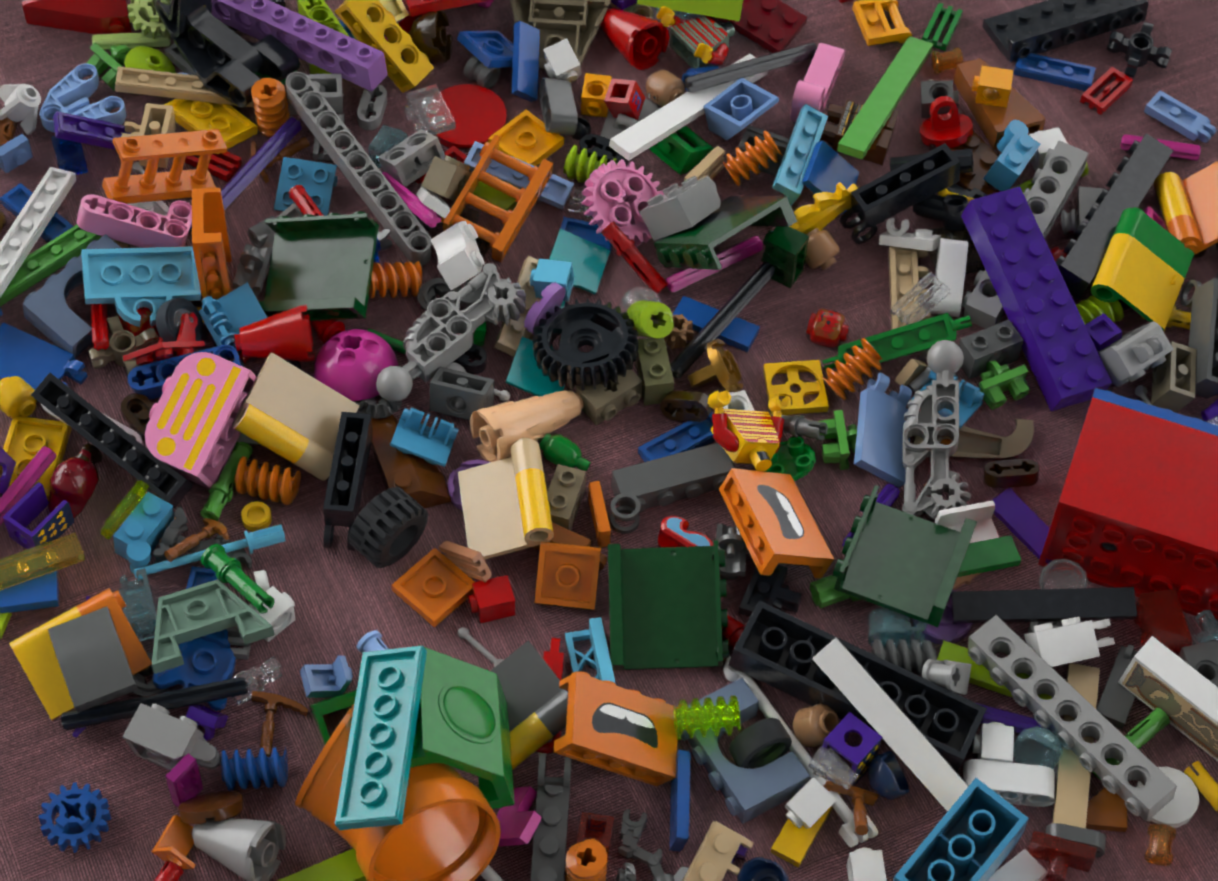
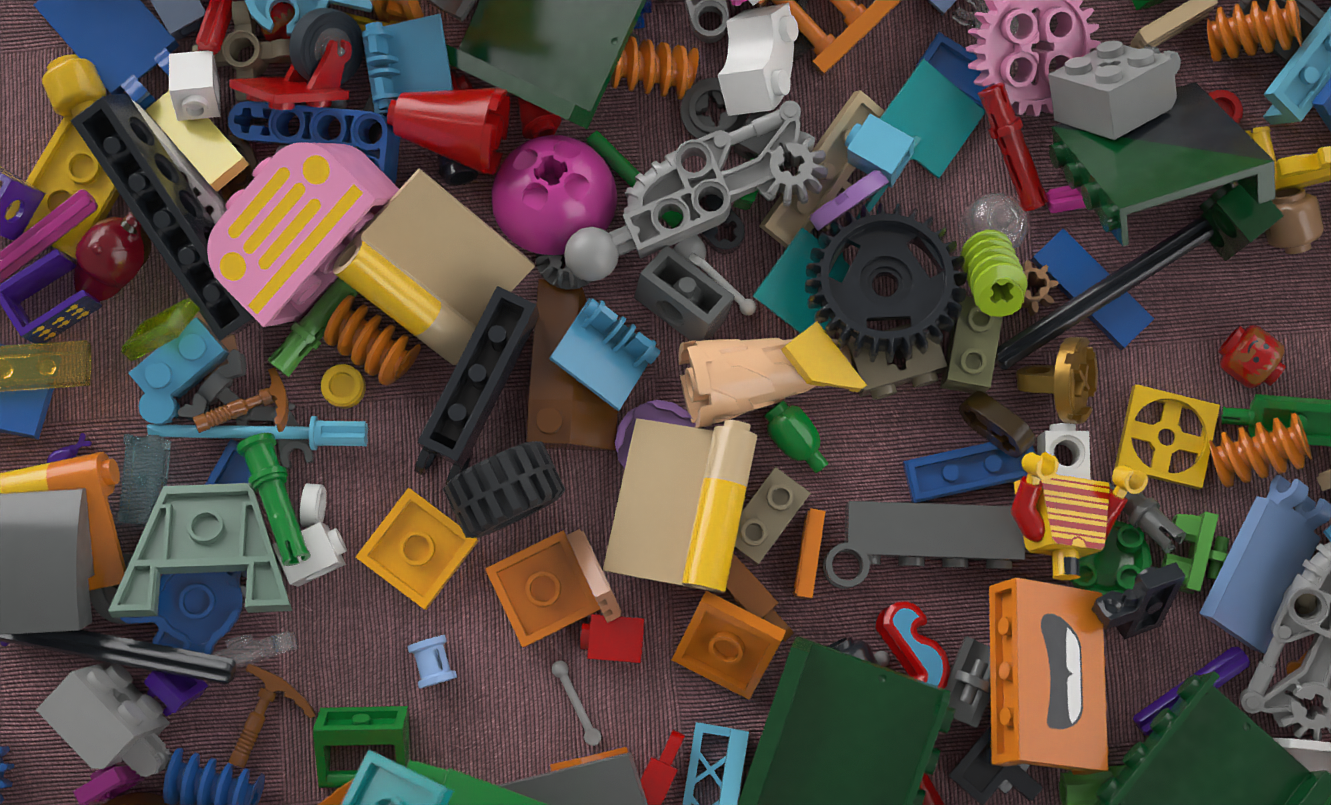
camera: 25 degrees right, 25 degrees up
(99, 369) = (194, 85): none -> white brick
(113, 400) = (200, 143): none -> light yellow tile
(326, 679) = (350, 682): medium blue bracket -> none
(341, 590) = (416, 549): none -> light orange plate
(563, 396) = (821, 361): none -> yellow tile
(818, 468) = (1143, 605): none -> black hinge

